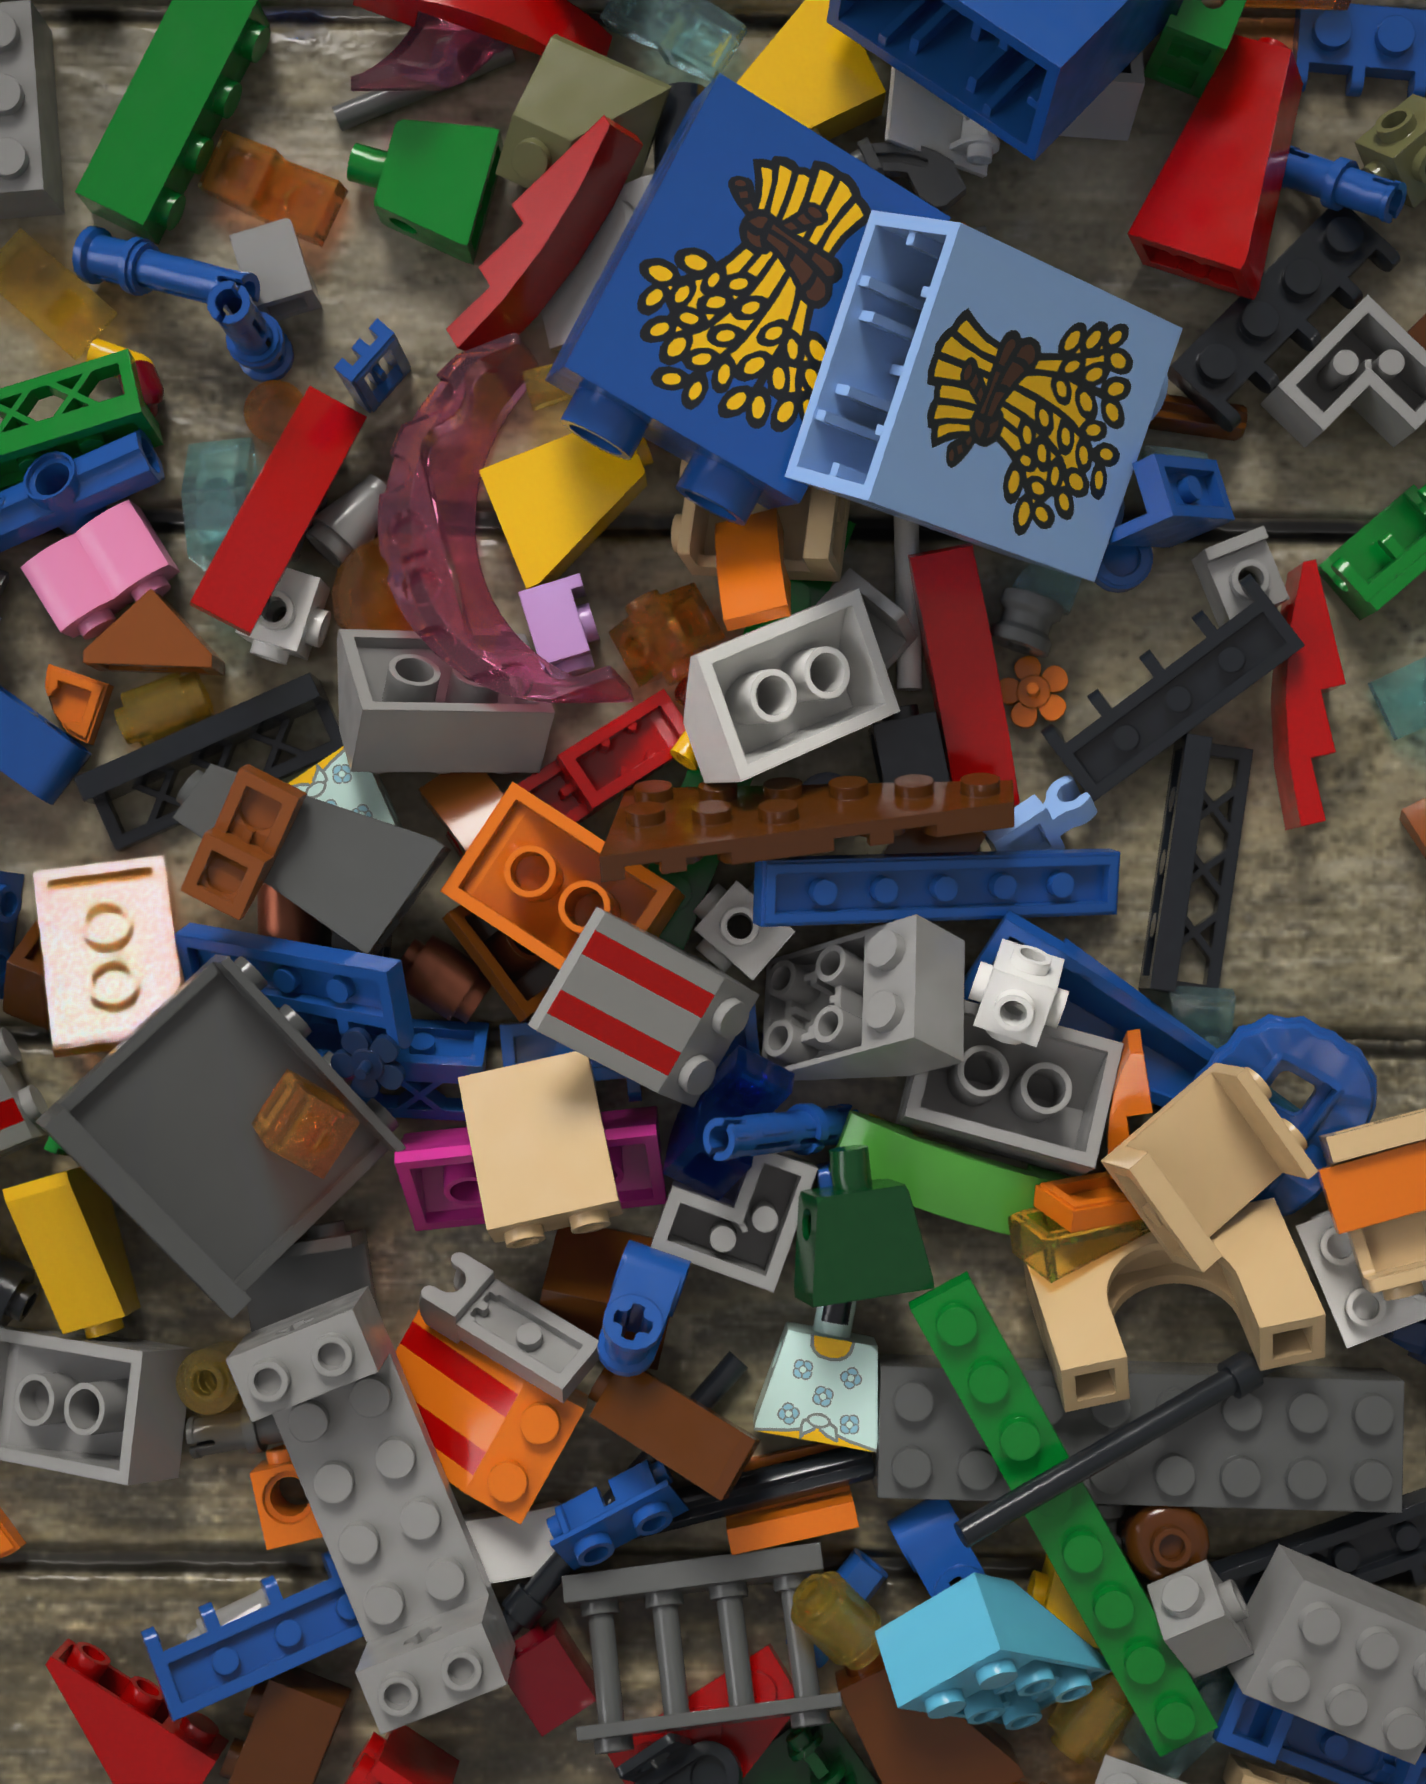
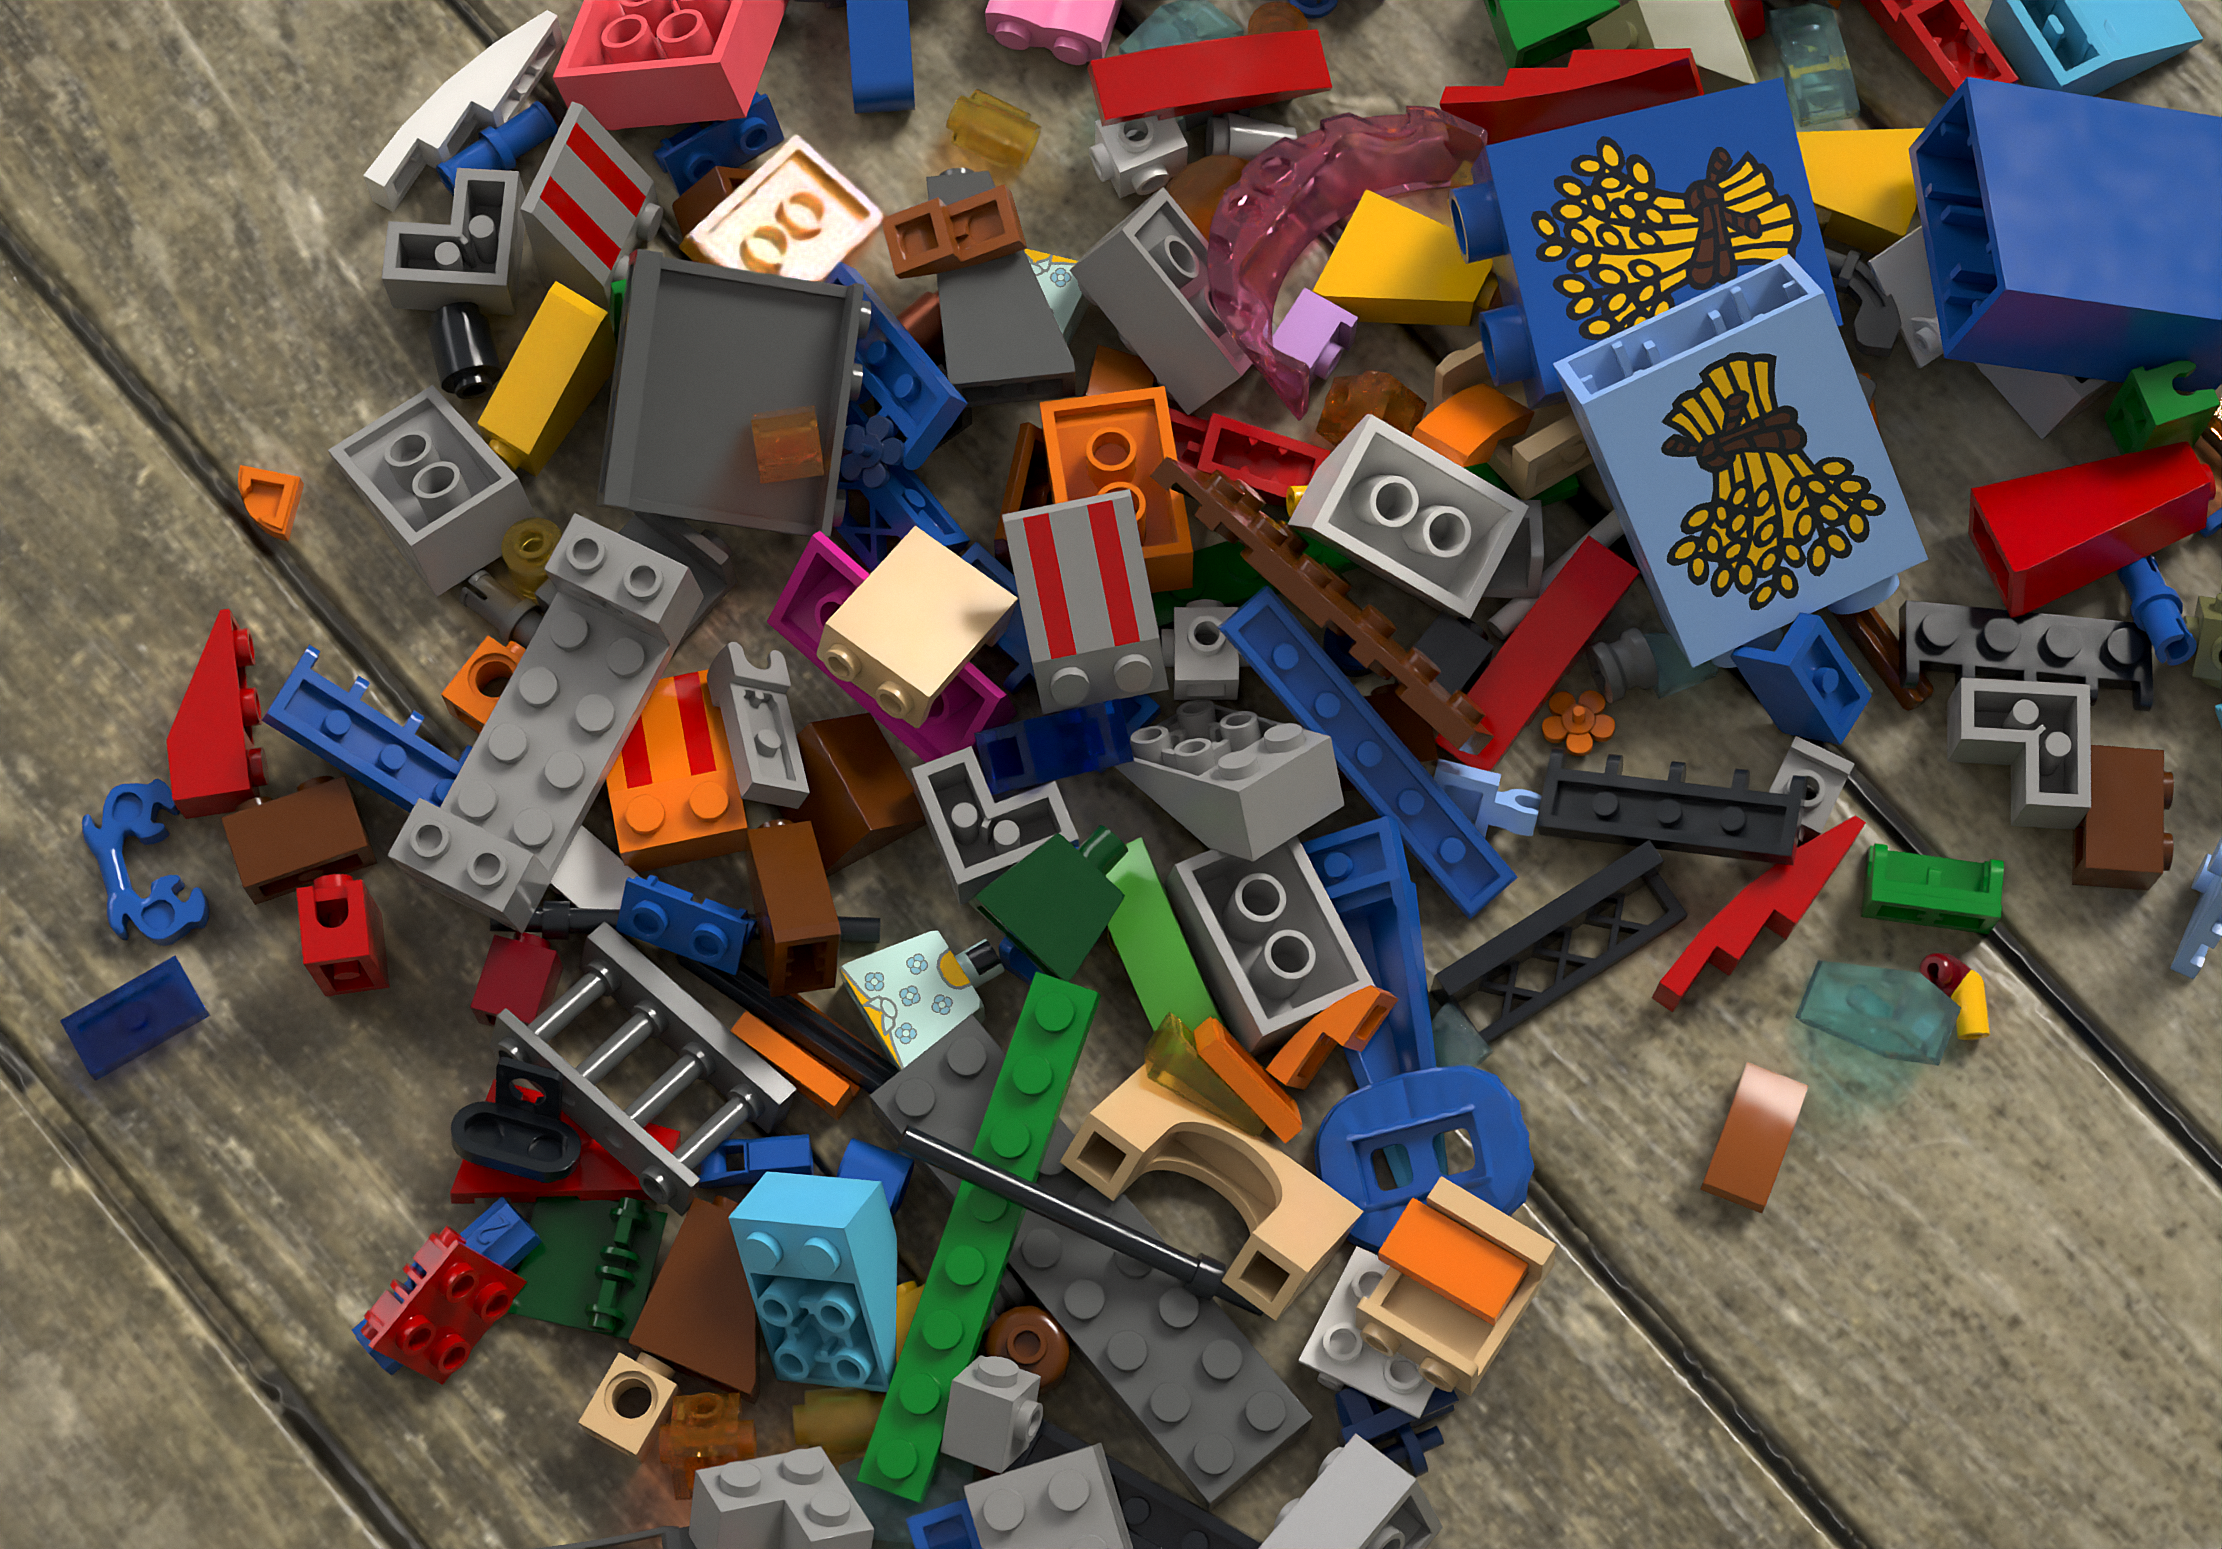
camera: 50 degrees right, 15 degrees down
(77, 701) = (944, 71): orange tile -> none
(152, 640) = (1033, 78): dark orange slope -> none
(202, 741) = (1032, 186): black fence -> none
(353, 377) = (1371, 43): blue tile -> none
(443, 978) = (973, 477): copper brick -> none
(640, 1302) = (862, 793): blue piece -> none
(800, 1129) = (1075, 778): blue pin -> none
(836, 1619) = (749, 1141): clear yellow brick -> none
(1019, 994) = (1340, 865): white brick -> none
(1124, 567) = (1731, 702): blue tile -> none
(1206, 1160) = (1344, 1116): tan panel -> none

